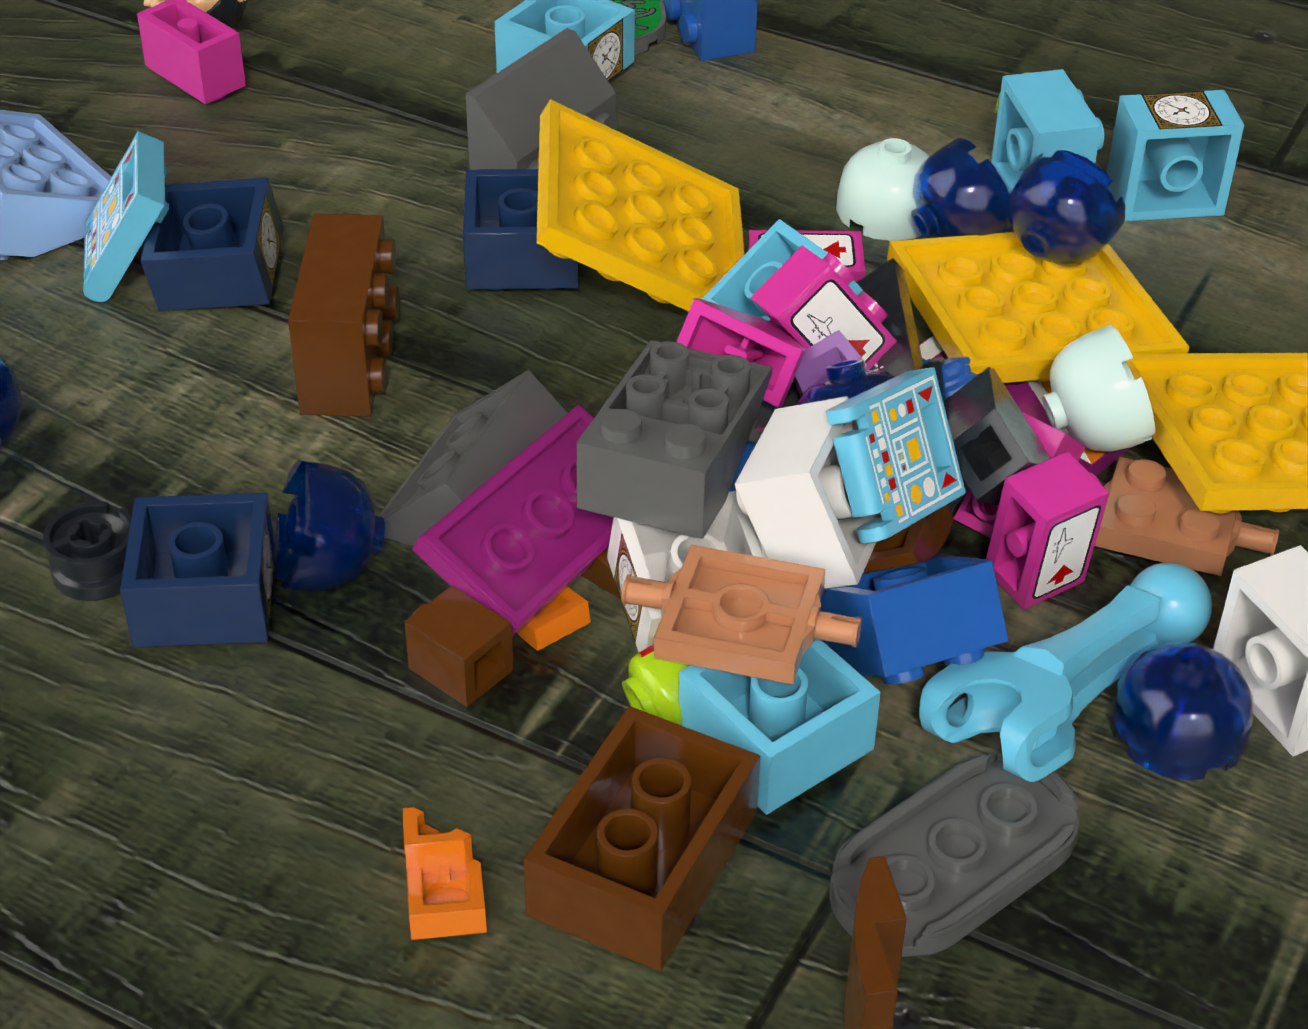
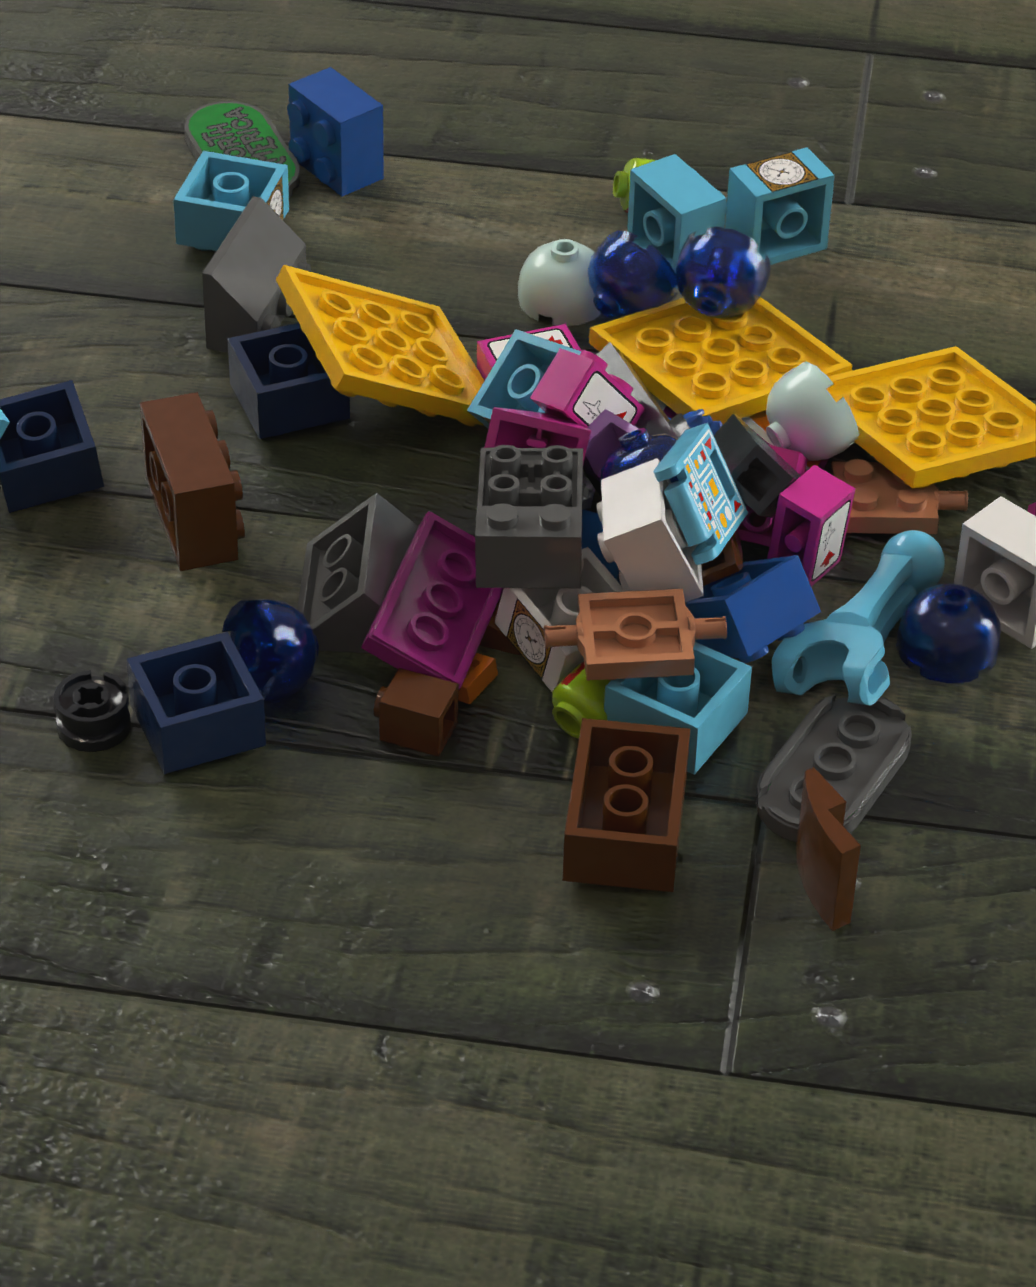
camera: 20 degrees left, 0 degrees up
(441, 881) = (489, 874): orange slope -> none

